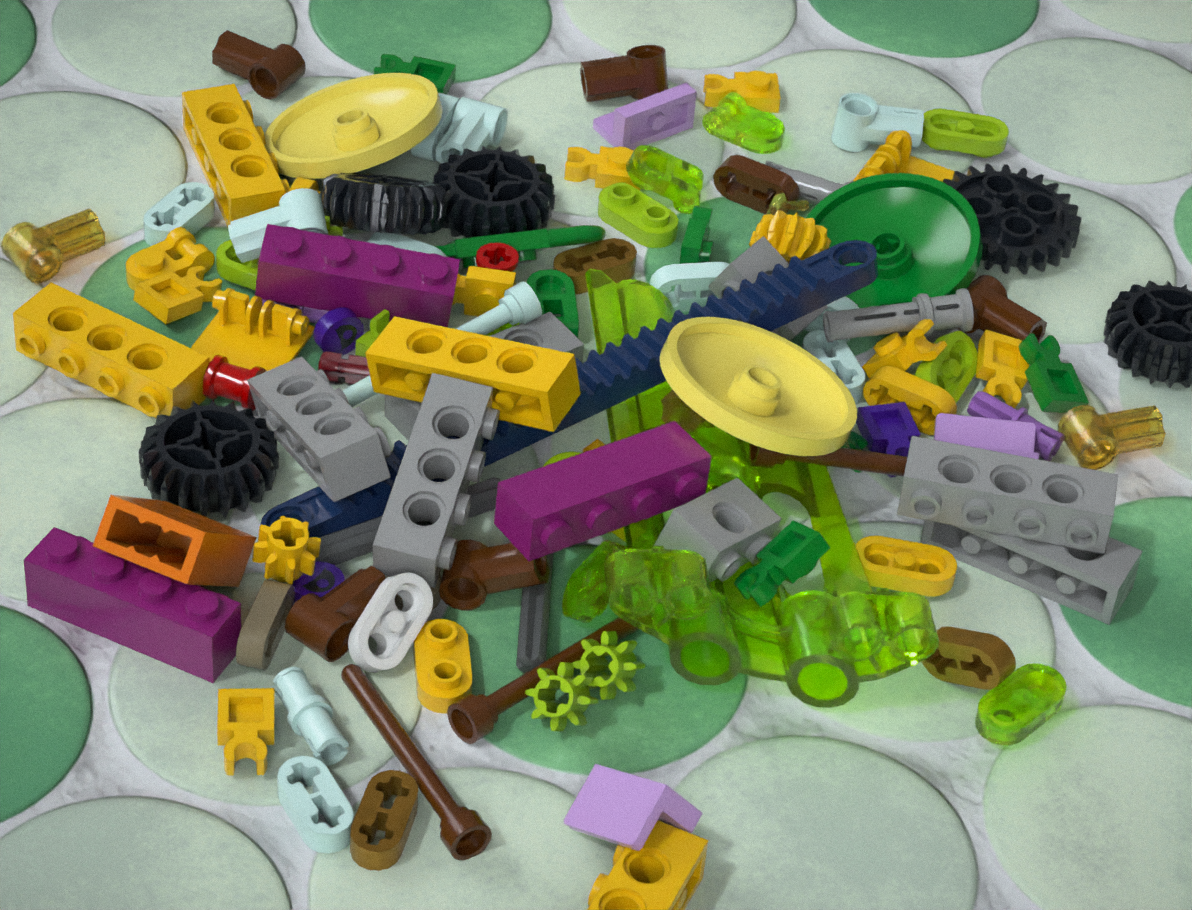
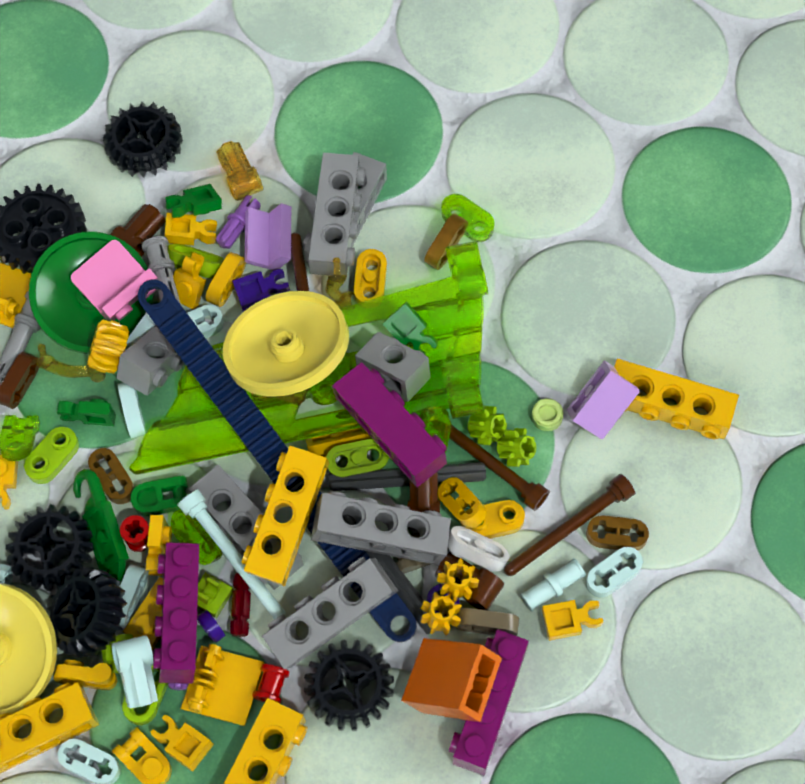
camera: 90 degrees left, 25 degrees up
(330, 560) = (461, 571): none -> yellow gear
(473, 612) = (465, 499): none -> yellow beam
(626, 756) = (547, 414): none -> yellowish green tile
(870, 492) = (333, 284): none -> clear yellow piece
(908, 253) = (112, 280): none -> bright pink bracket

